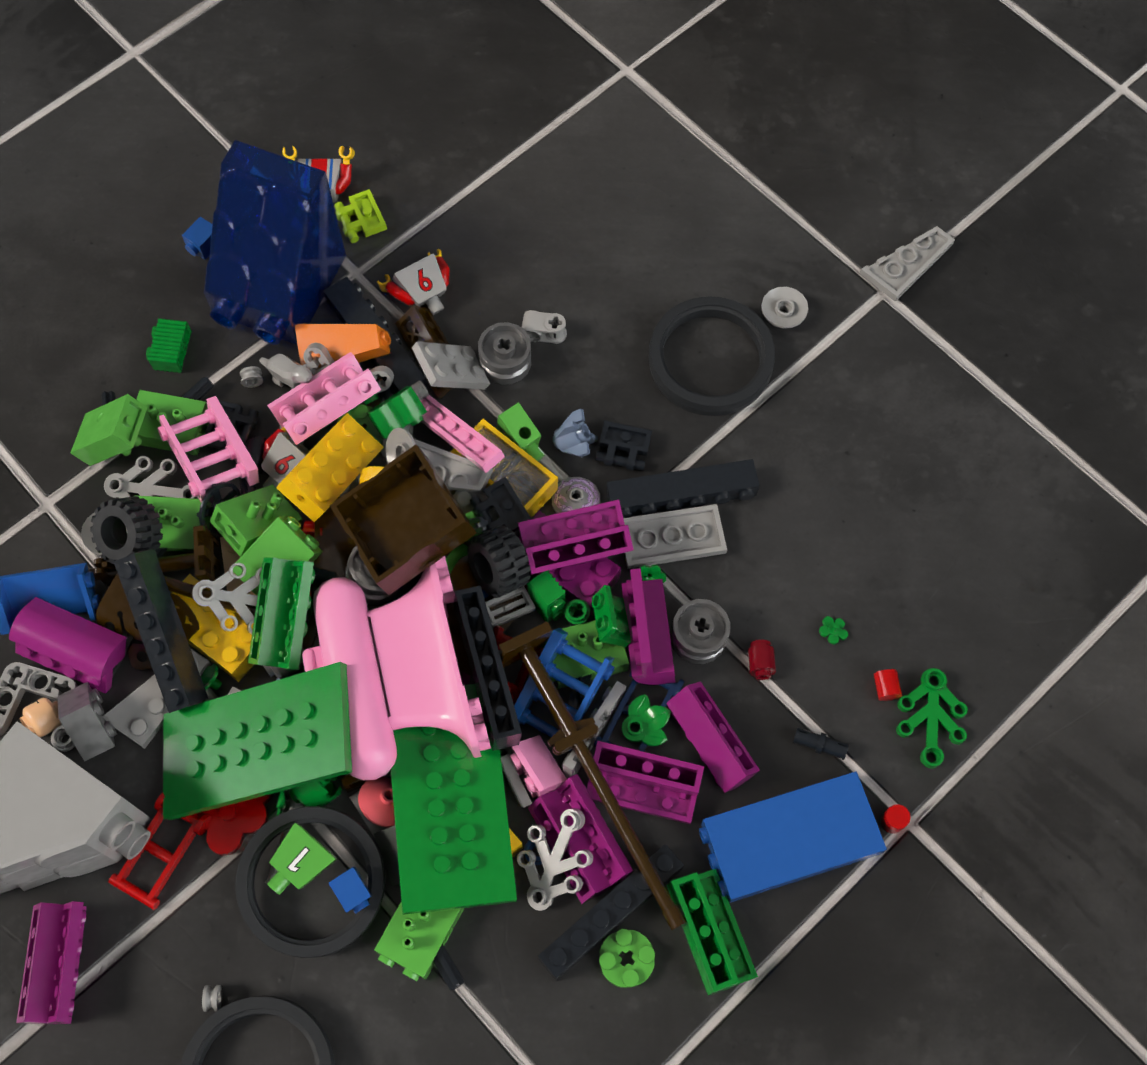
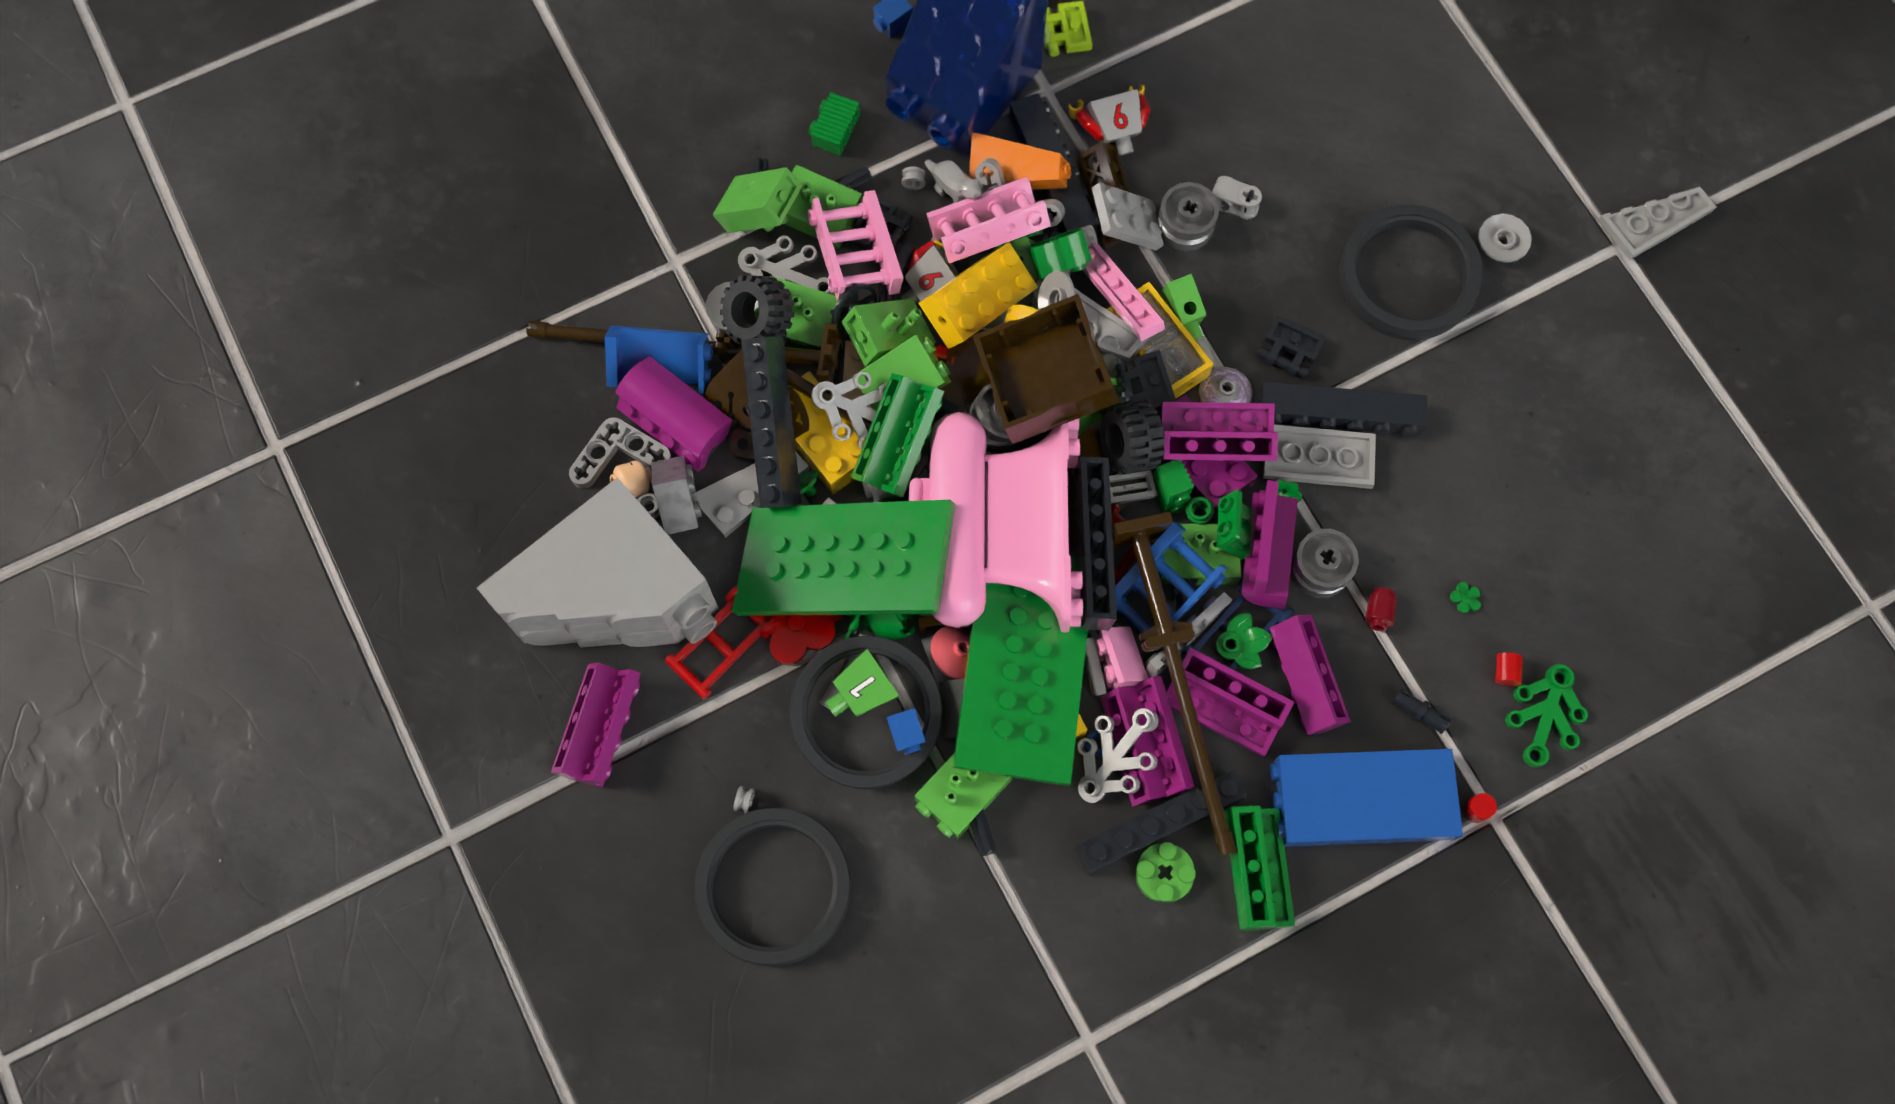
camera: 15 degrees right, 5 degrees up
(574, 435) = (1241, 323): sand blue brick -> none

